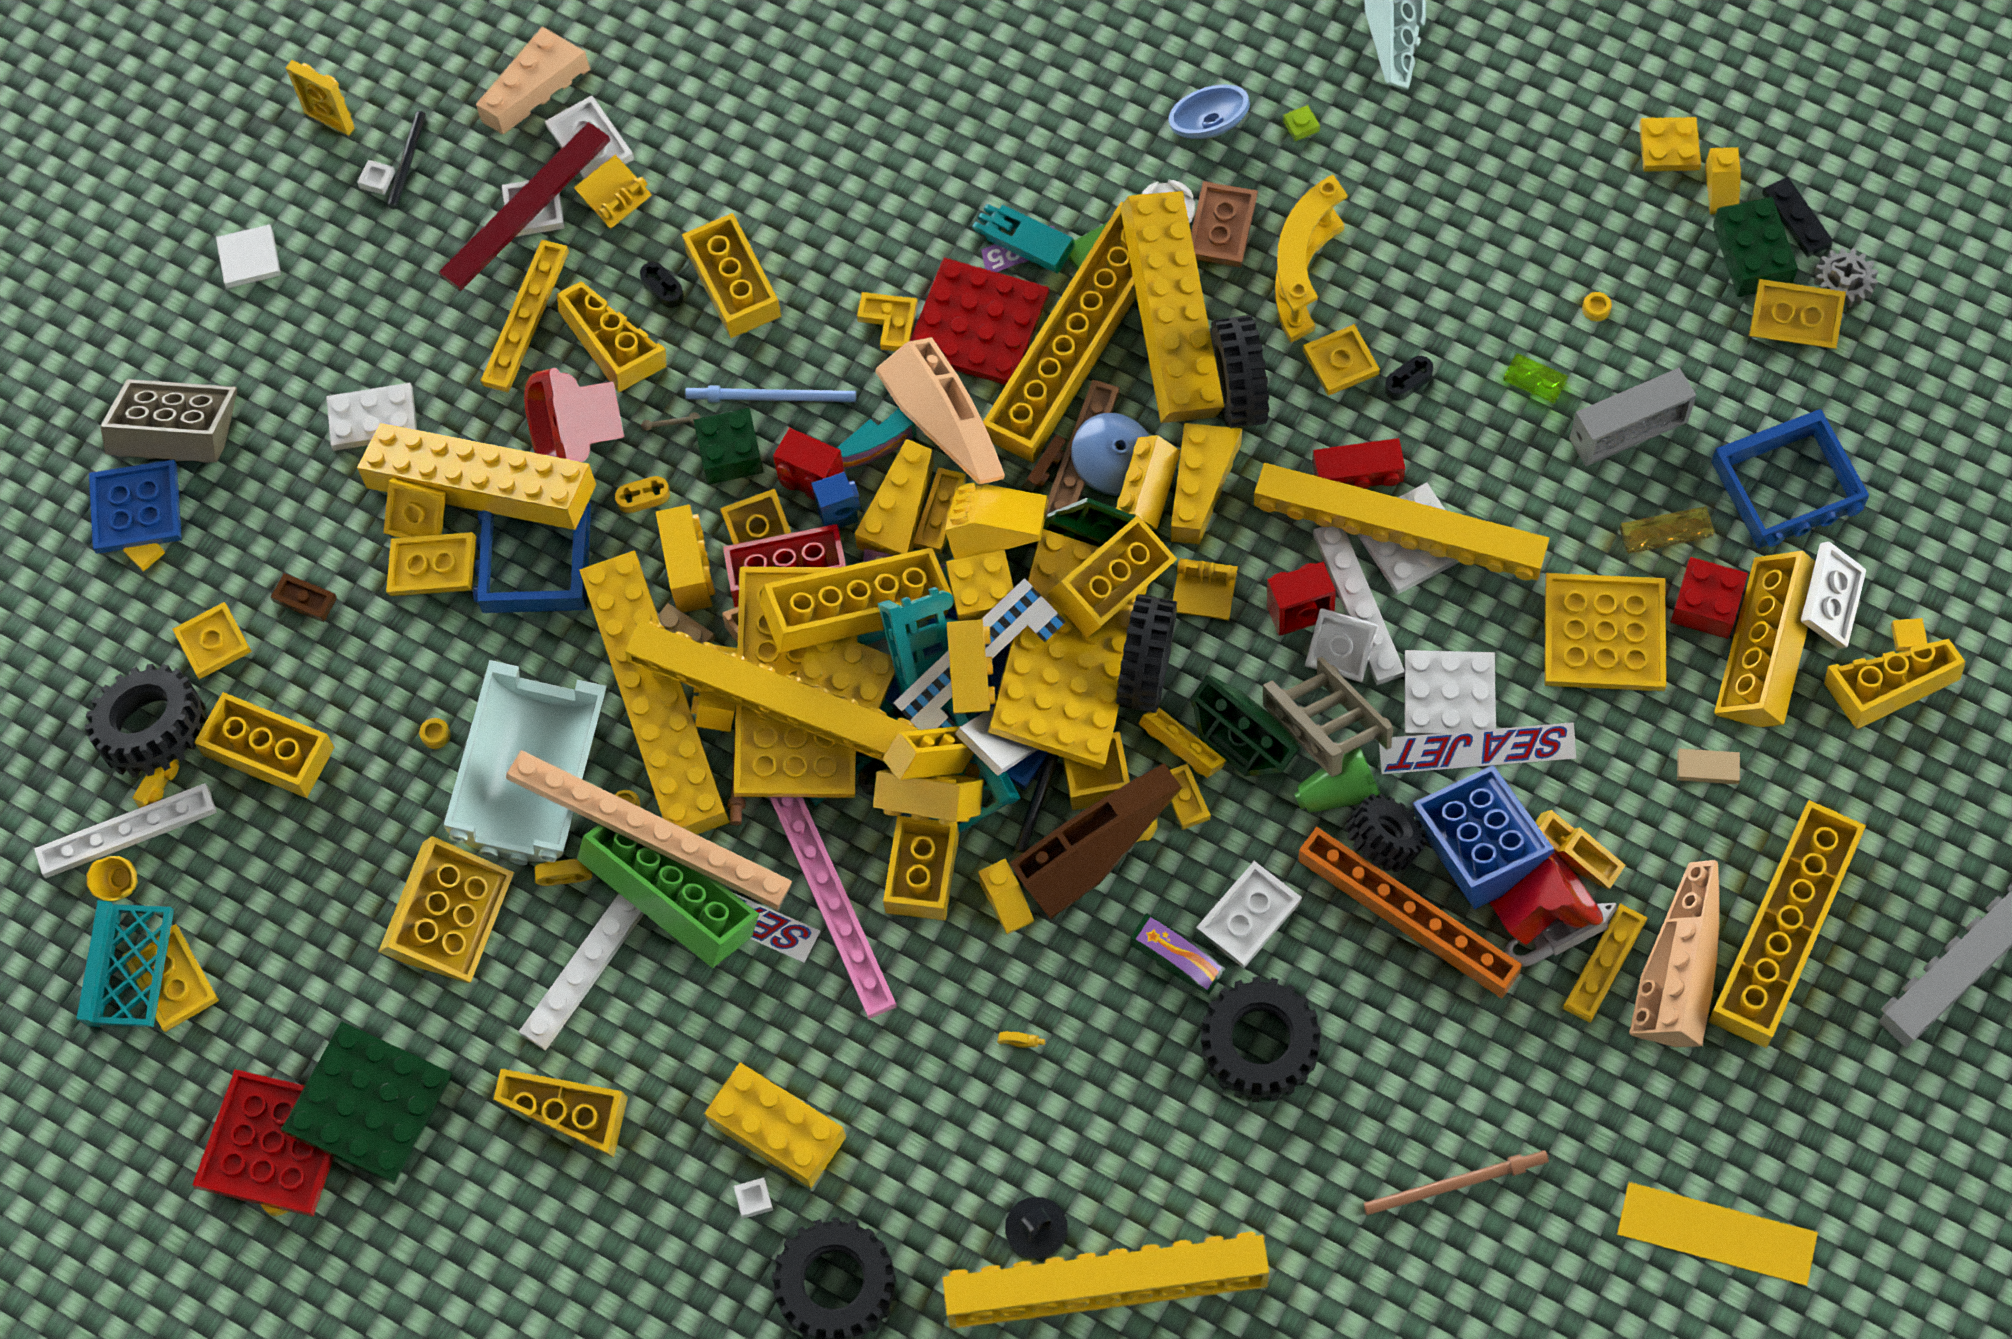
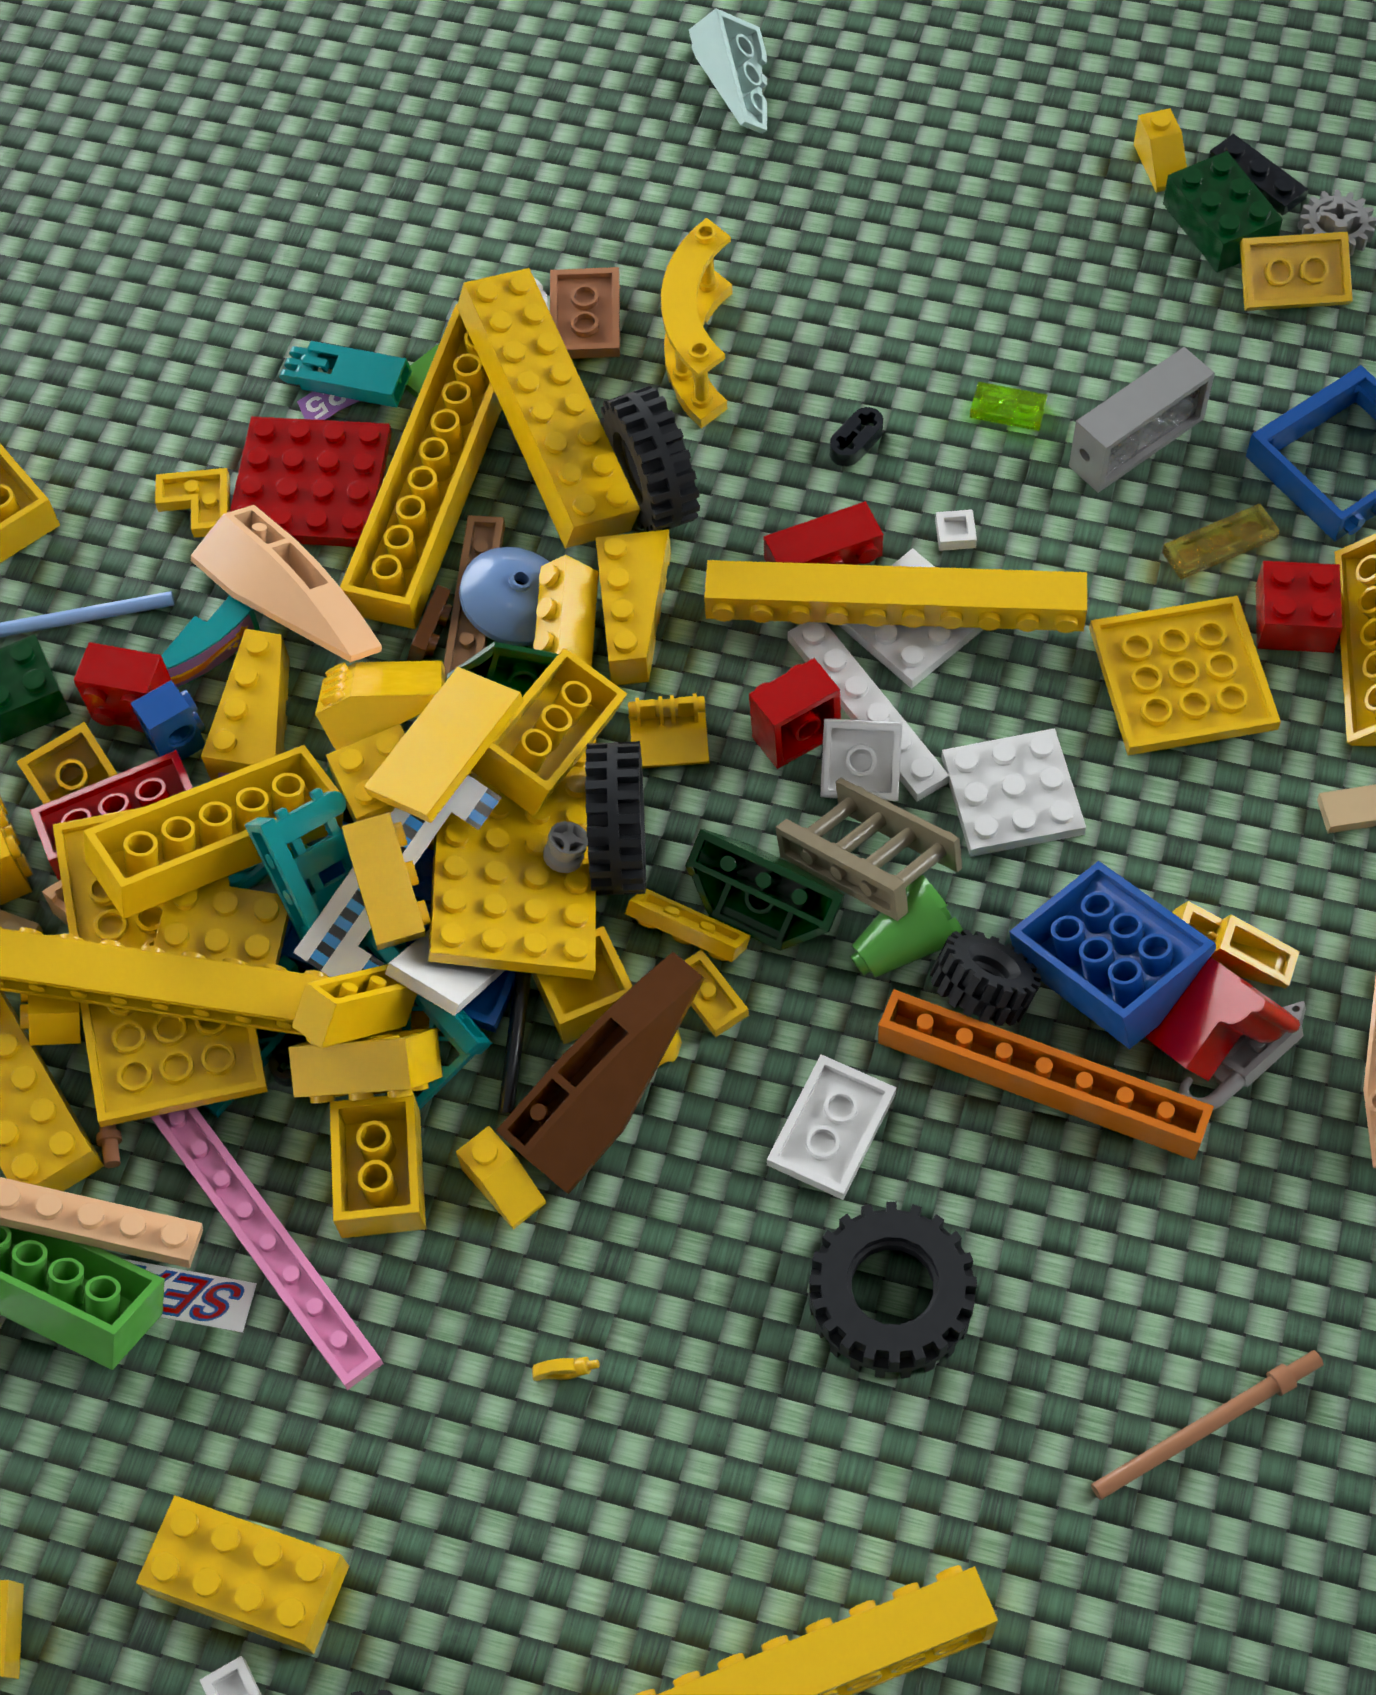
camera: 15 degrees left, 5 degrees down
(937, 509) = (301, 722): yellow plate -> none
(1033, 575) = (444, 744): none -> yellow tile
(1036, 1228) = (647, 1634): black tile -> none
(1109, 662) = (574, 843): none -> light grey wheel
(1176, 954) = (749, 1201): slope -> none
(1209, 111) = (540, 194): medium blue dish -> none
(1301, 123) = (651, 189): lime plate -> none
(1341, 359) = (768, 432): yellow plate -> none
(1464, 474) = (955, 530): none -> white plate
(1479, 748) = (1068, 849): sticker -> none
(1596, 306) = (1056, 314): yellow tile -> none
(1605, 963) = (1312, 1083): yellow tile -> none
(1670, 144) = (1087, 128): yellow plate -> none

